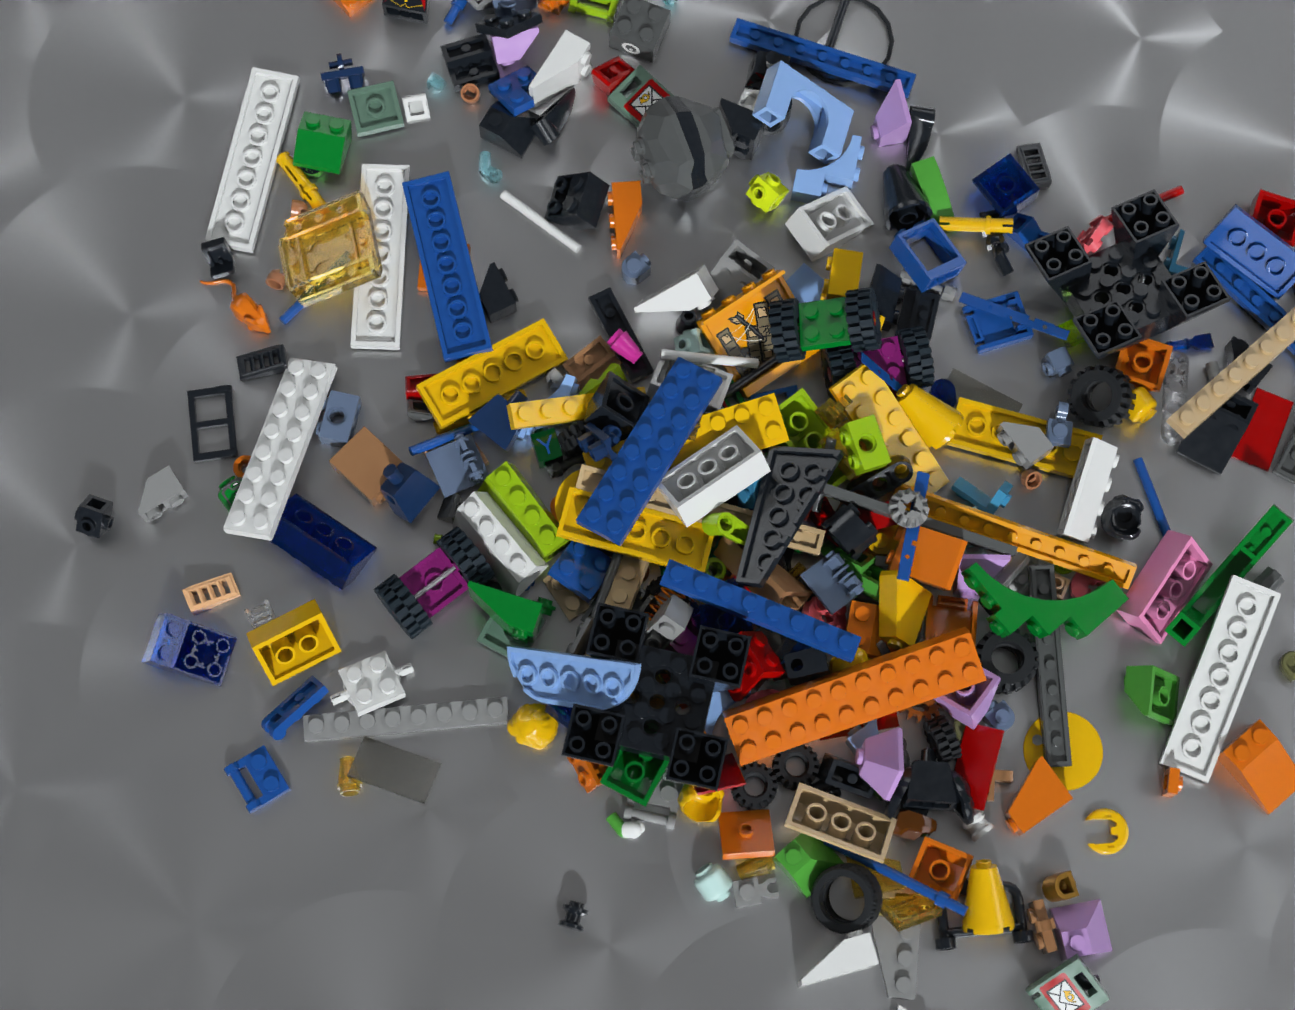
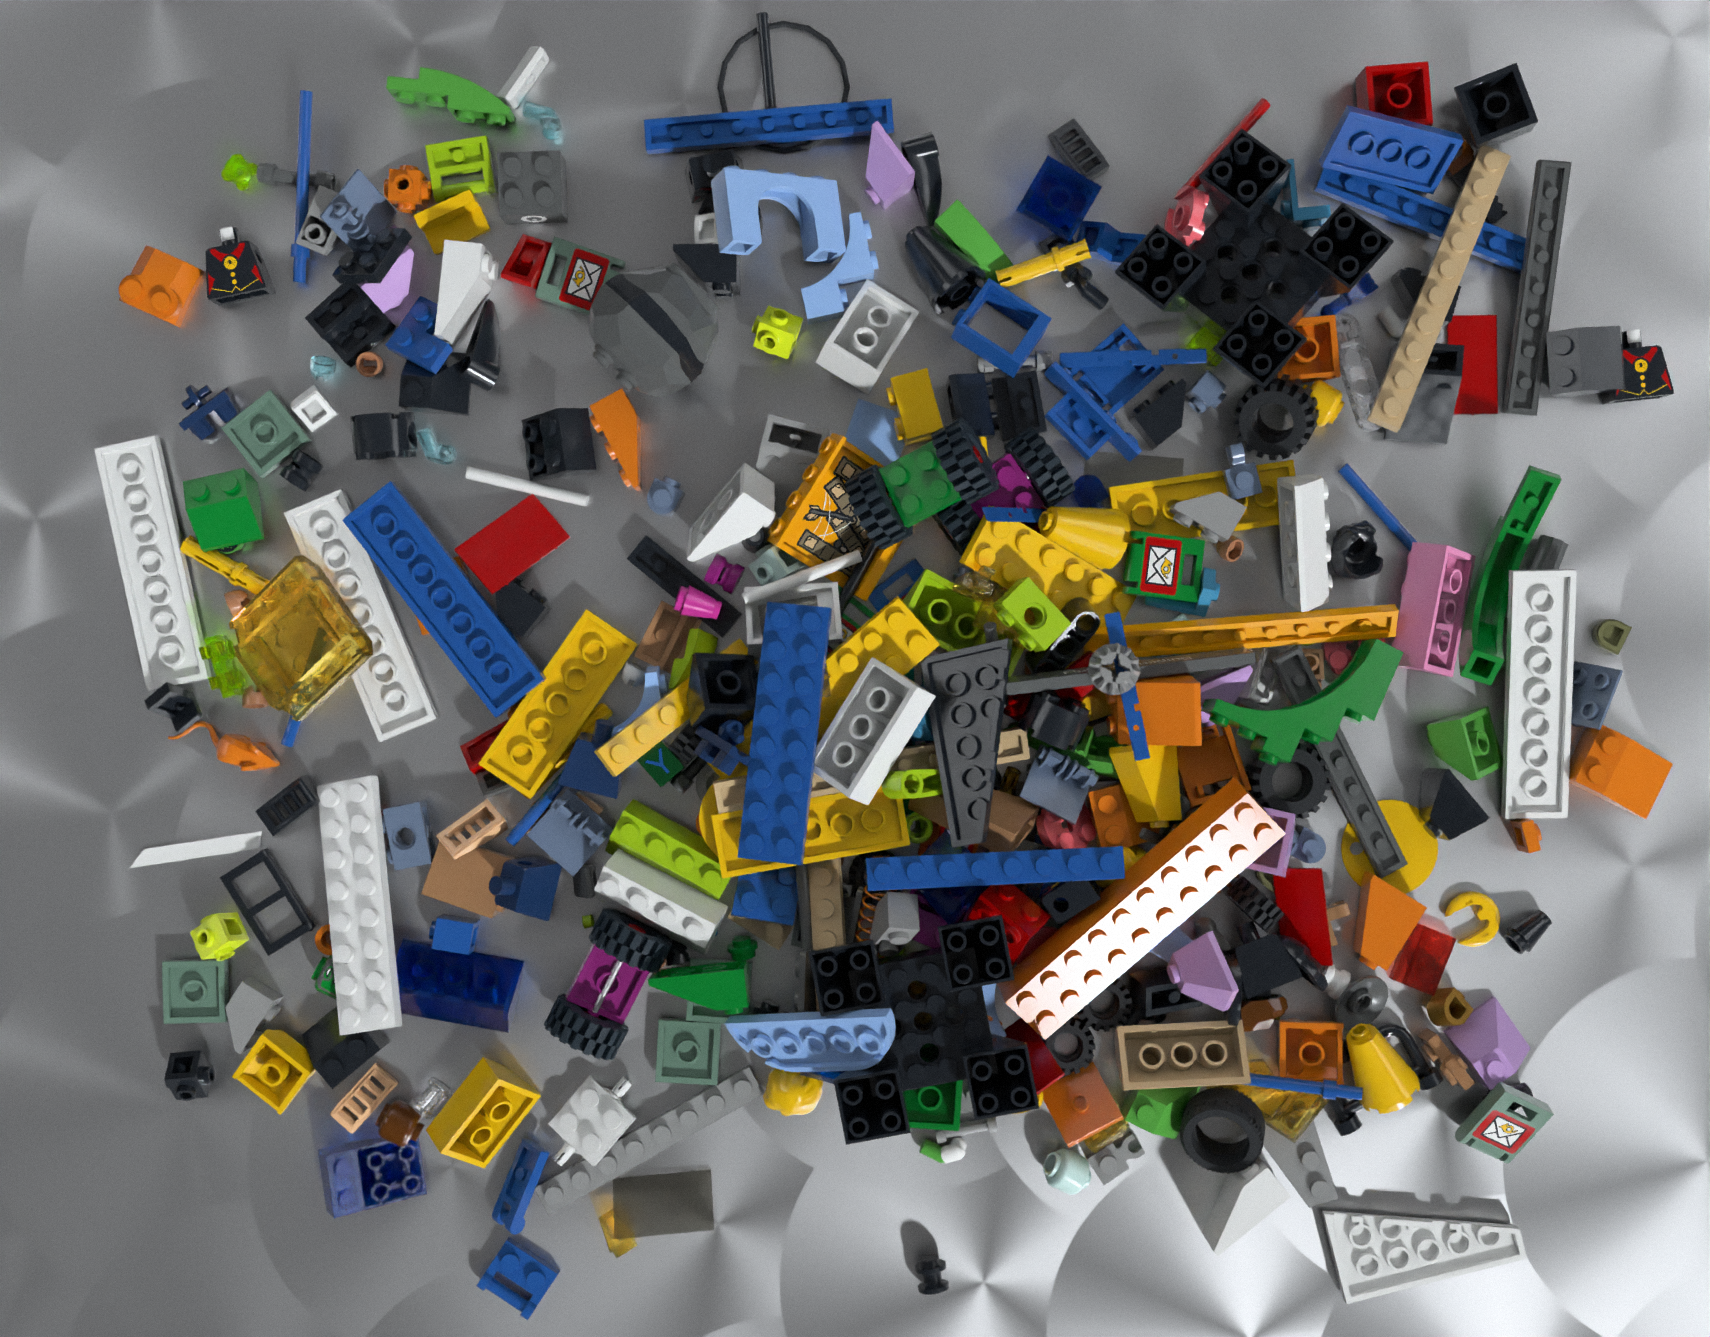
camera: 20 degrees left, 15 degrees up
(128, 461) = (195, 991): none -> sand green plate
(158, 541) = (275, 1069): none -> yellow slope
(167, 428) = (219, 936): none -> neon yellow brick
(181, 366) = (198, 849): none -> white sticker
(215, 549) = (336, 1054): none -> black slope
(229, 620) = (399, 1123): none -> reddish brown head
(265, 250) = (222, 654): none -> clear neon green plate
(337, 503) = (454, 933): none -> blue brick
(388, 141) = (301, 470): none -> black wheel
(396, 432) = (475, 816): none -> light nougat slope
(458, 141) = (384, 435): none -> black brick
(467, 664) = (688, 1052): none -> sand green plate
(512, 251) = (512, 543): none -> red window
(579, 22) = (453, 219): none -> yellow panel
(653, 337) = (730, 577): none -> magenta wheel
(960, 343) = (1083, 420): none -> blue bracket
(971, 464) = (1159, 566): none -> container
(1004, 852) = (1361, 1001): none -> dark grey dish
(1017, 365) = (1163, 416): none -> black slope
(1055, 843) = (1423, 959): none -> clear red plate
(1119, 730) = (1447, 805): none -> black slope
(1143, 857) = (1526, 932): none -> black cone
(1258, 695) = (1592, 693): none -> sand blue hinge

